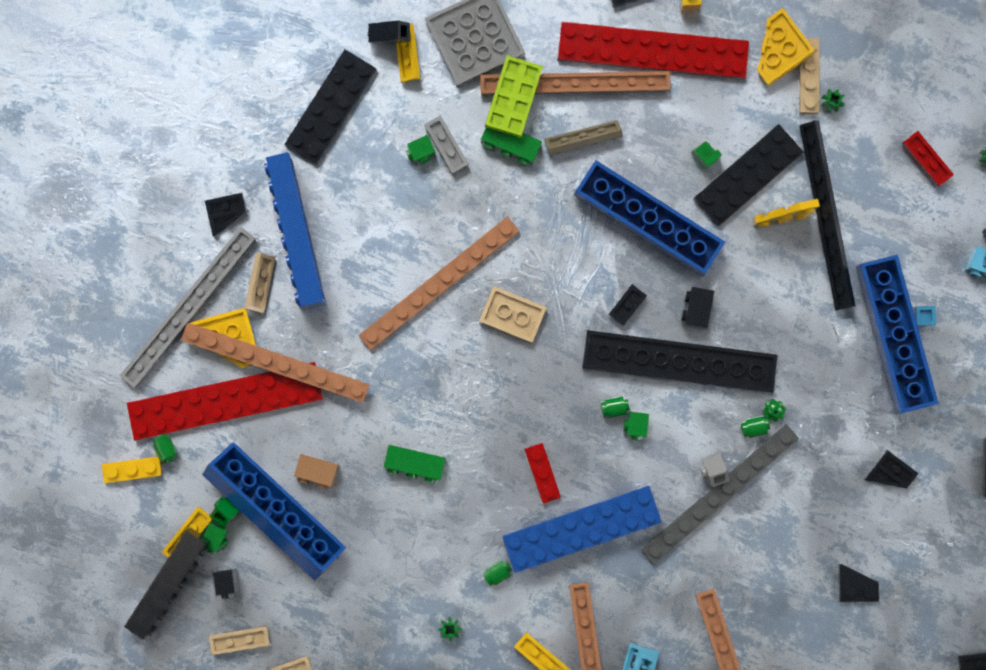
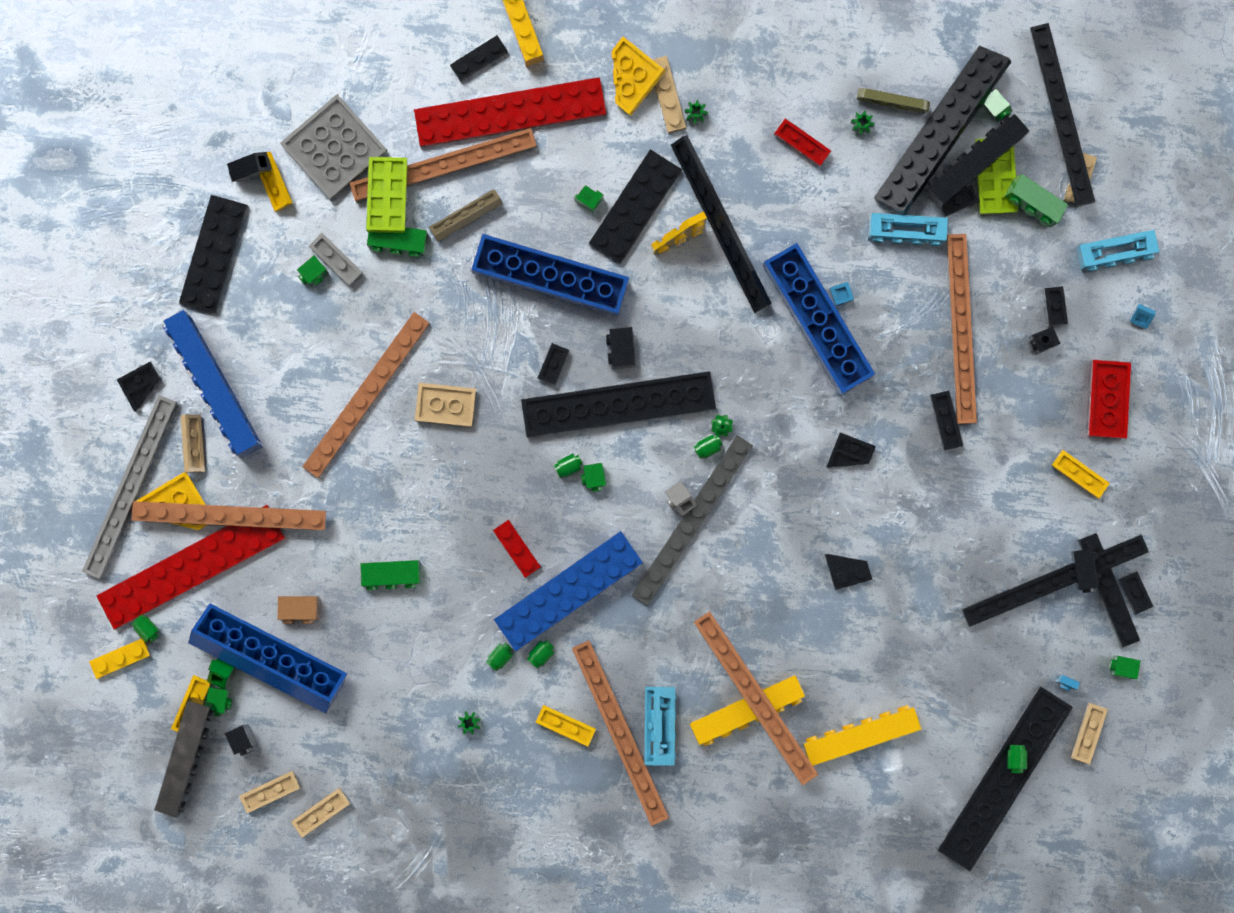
camera: 15 degrees left, 0 degrees up
(537, 582) = (541, 653): none -> green brick

